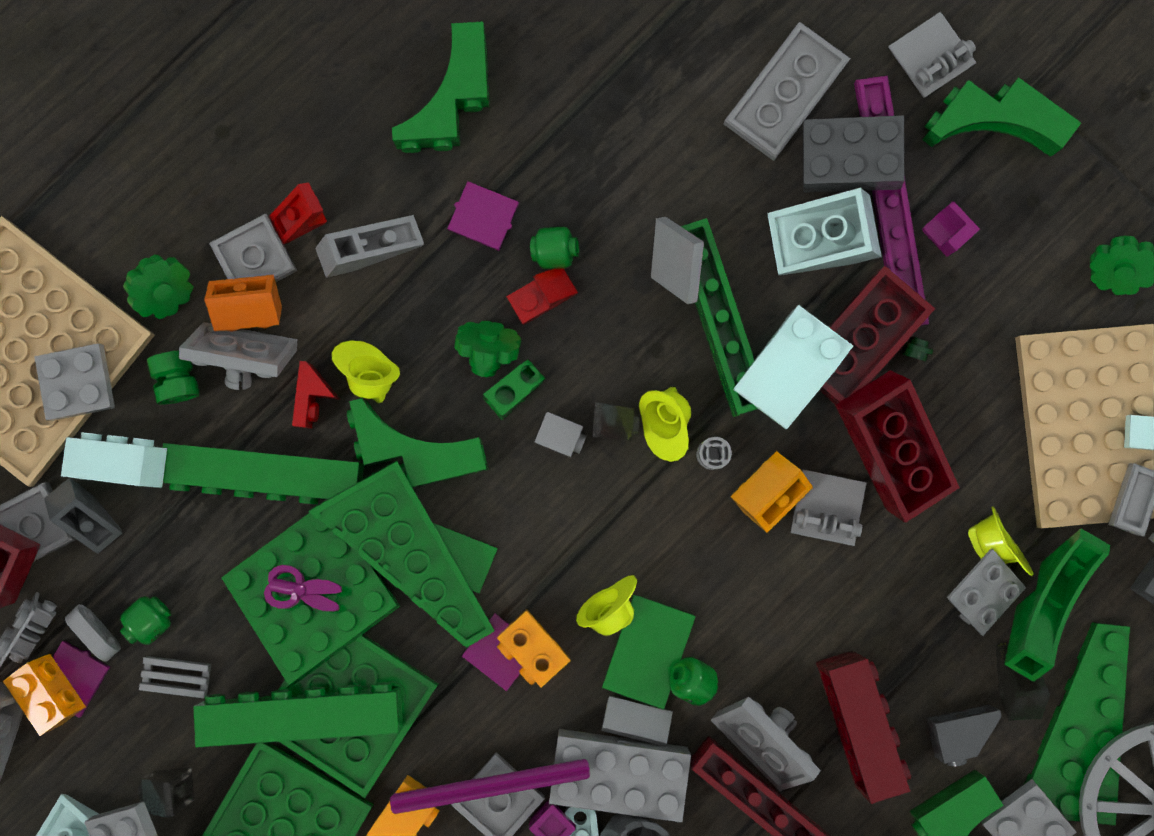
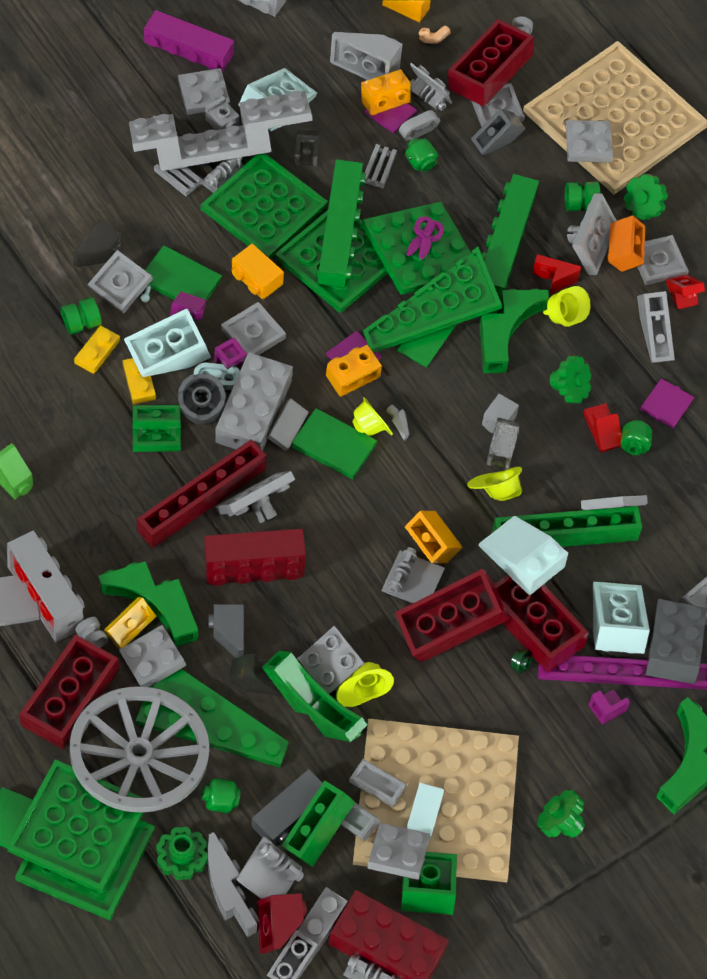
camera: 95 degrees right, 25 degrees down
(114, 460) = (532, 152): light aqua brick -> none
(490, 786) = (270, 317): magenta axle -> none
(513, 389) = (538, 393): green leg -> none
(594, 569) = (399, 420): none -> light grey bar
(693, 681) = (308, 461): green head -> none
(709, 457) = (465, 514): light grey wheel -> none

